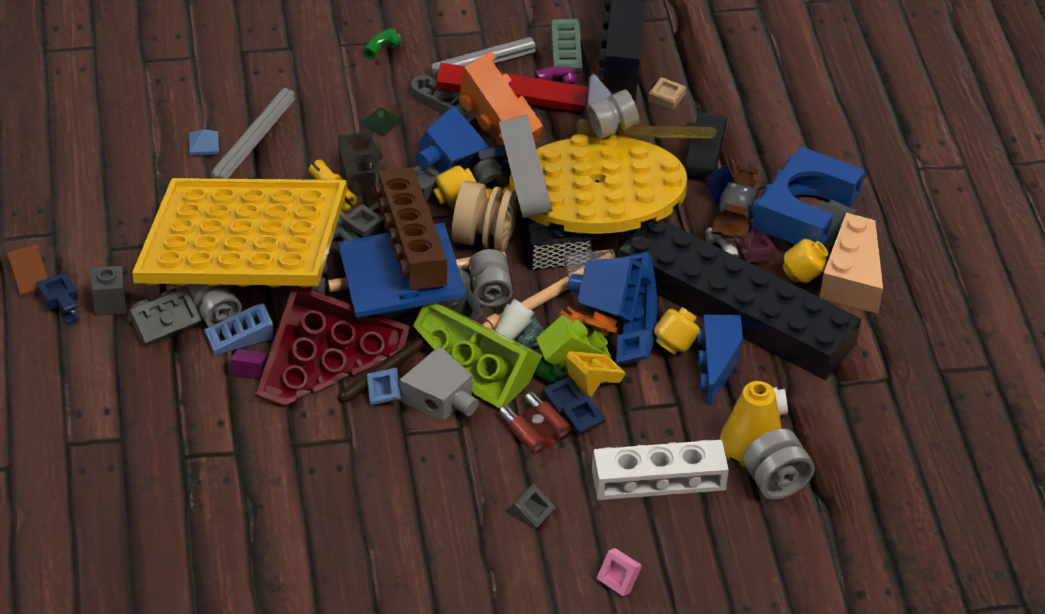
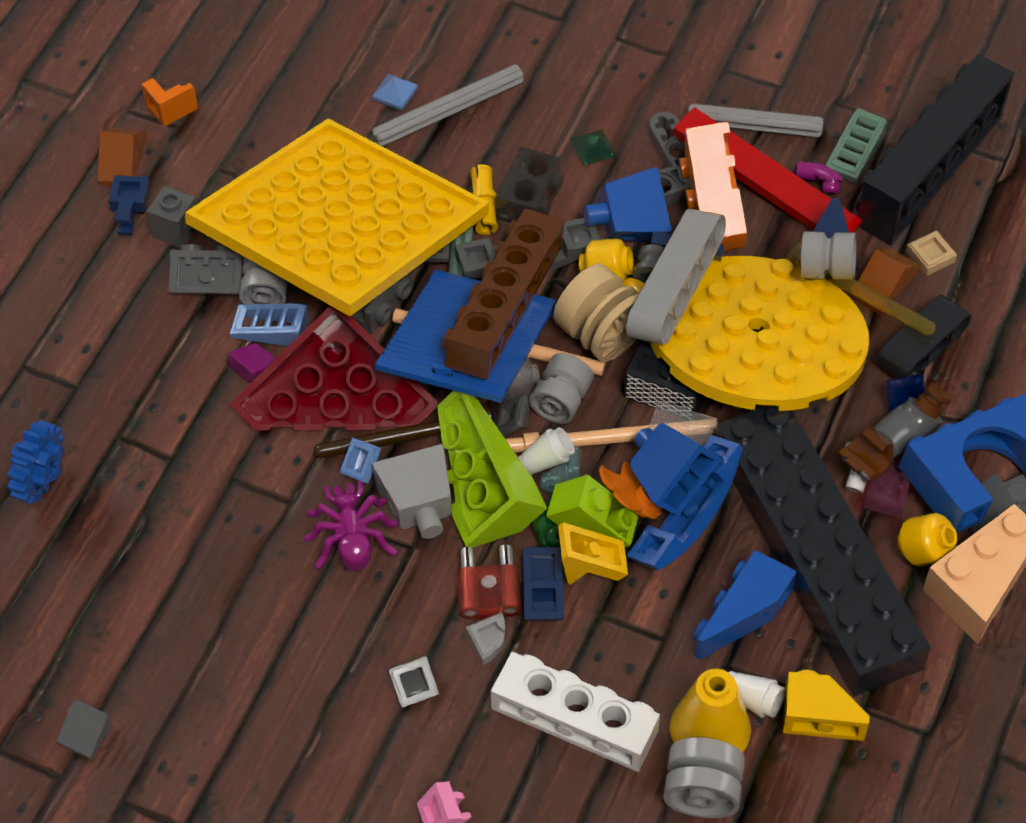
camera: 35 degrees right, 10 degrees up
(34, 219) = (169, 104): none -> orange panel
(147, 490) = (35, 461): none -> blue gear
(378, 41) = (655, 52): green arm -> none
(419, 436) = (350, 530): none -> magenta animal
(560, 457) = (487, 637): none -> light grey tile
(651, 114) = (887, 274): none -> dark orange slope
(676, 330) = (715, 552): yellow head -> none
(816, 391) = (821, 708): none -> yellow slope

